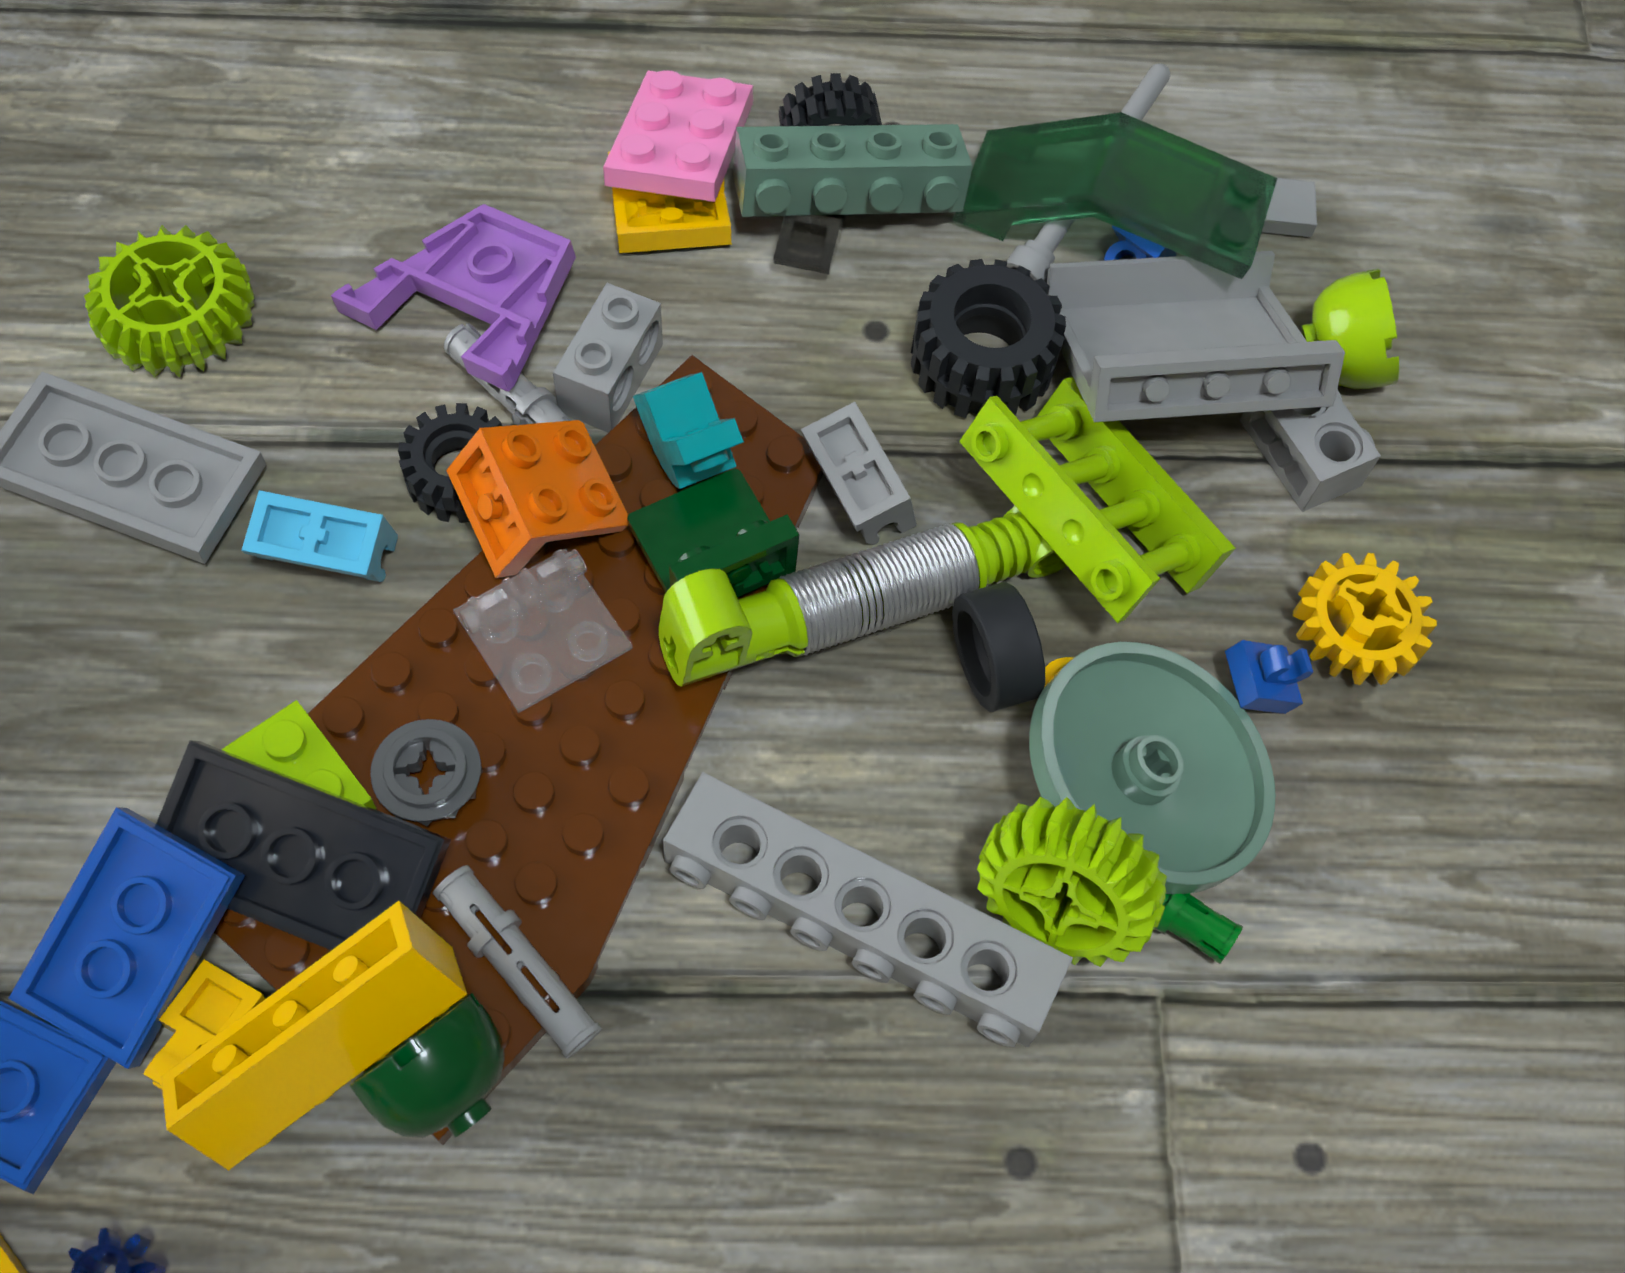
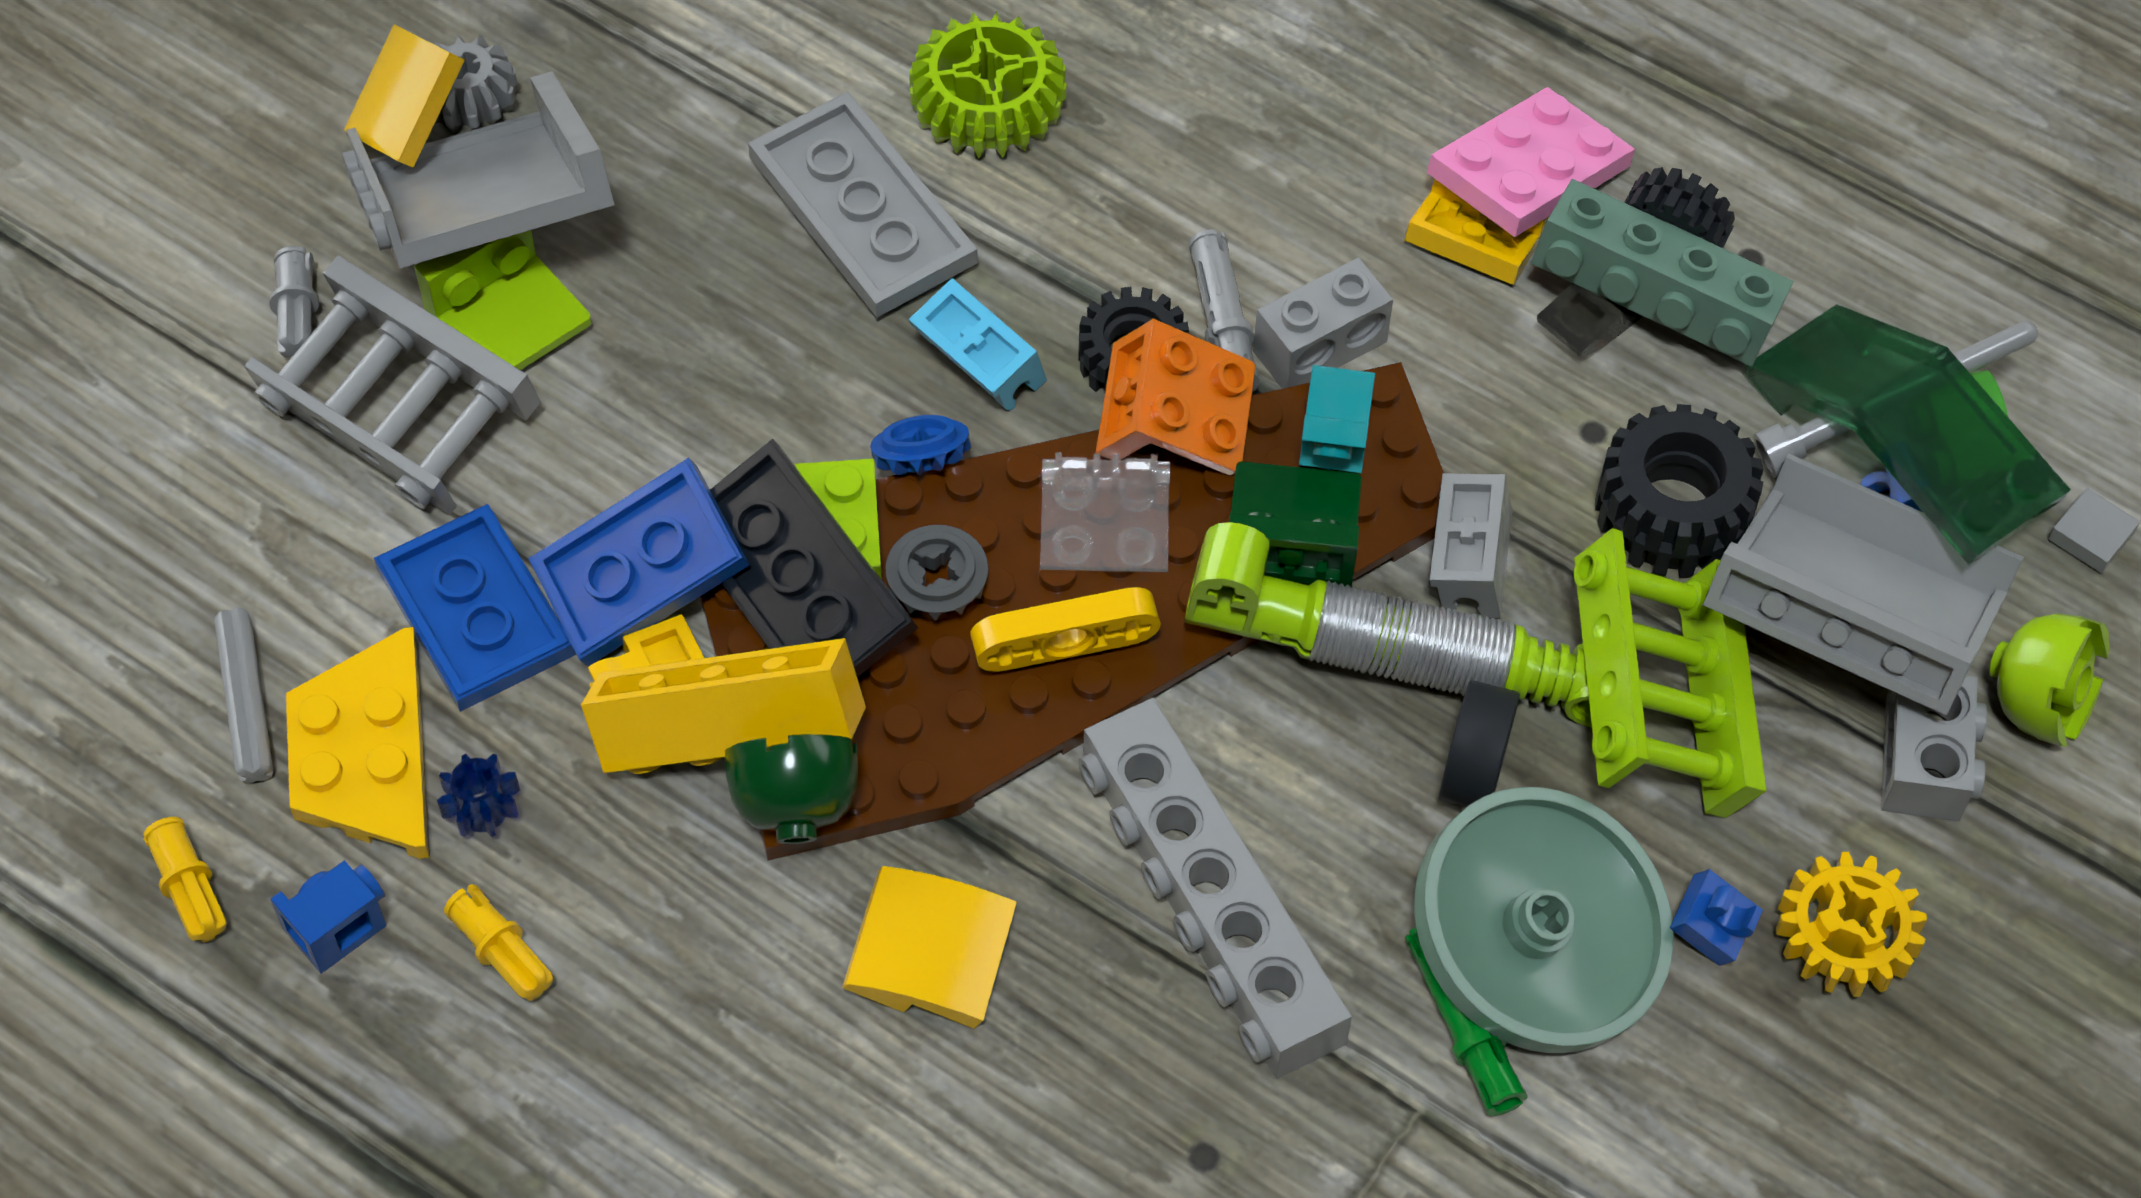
camera: 40 degrees right, 5 degrees down
(310, 674) = (920, 444): none -> blue gear
(465, 896) = (902, 681): light grey pin -> none
(486, 268) = (1270, 191): medium lavender wing -> none
(581, 757) = (1065, 629): none -> yellow beam
(654, 1132) = (930, 945): none -> yellow slope
(1072, 880) = (1390, 953): lime gear -> none

